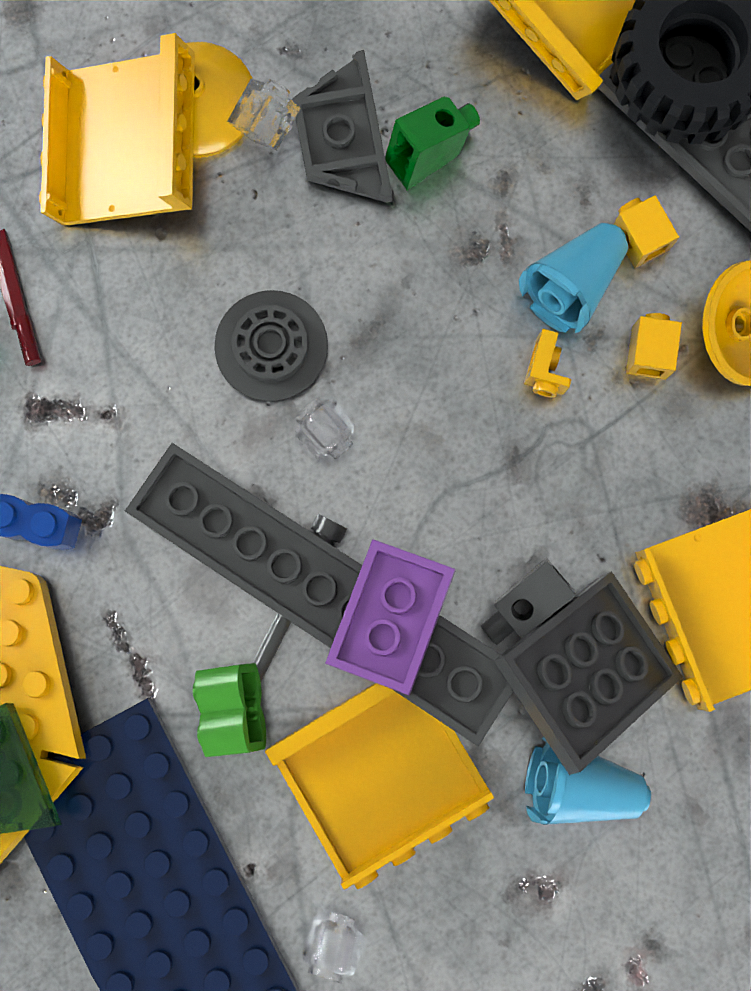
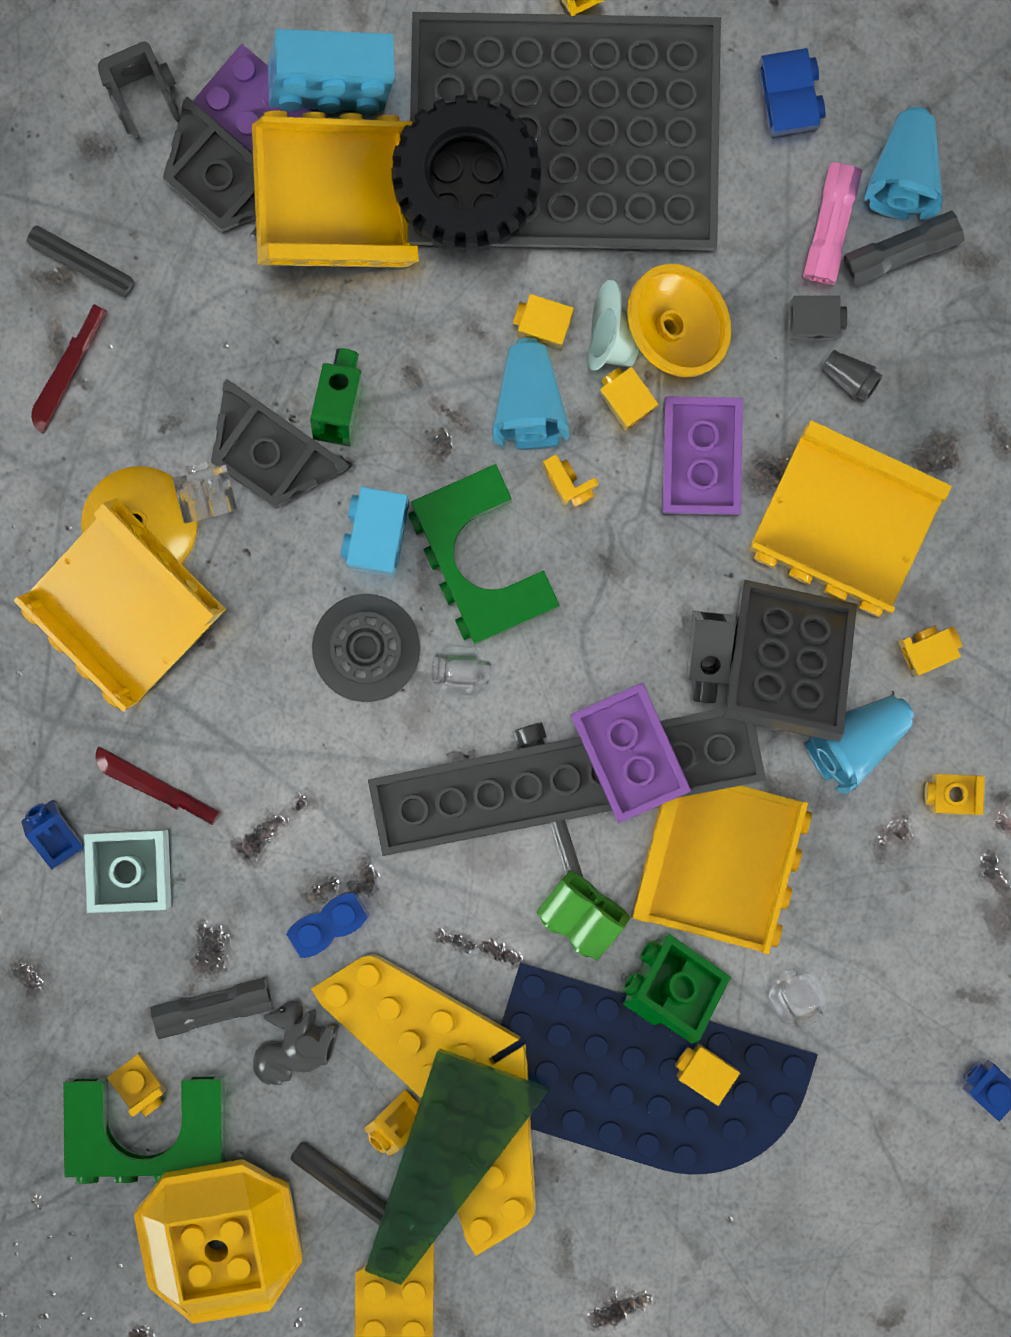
camera: 50 degrees left, 5 degrees up
(199, 938) = (706, 1073): none -> yellow brick
(243, 842) = (675, 988): none -> green plate
(363, 259) = (376, 531): none -> medium azure brick
(423, 303) = (442, 518): none -> green arch
(632, 921) = (972, 794): none -> yellow brick
(670, 446) = (702, 455): none -> medium lavender plate
(687, 289) = (611, 332): none -> light aqua piece
(708, 770) = (930, 649): none -> yellow brick

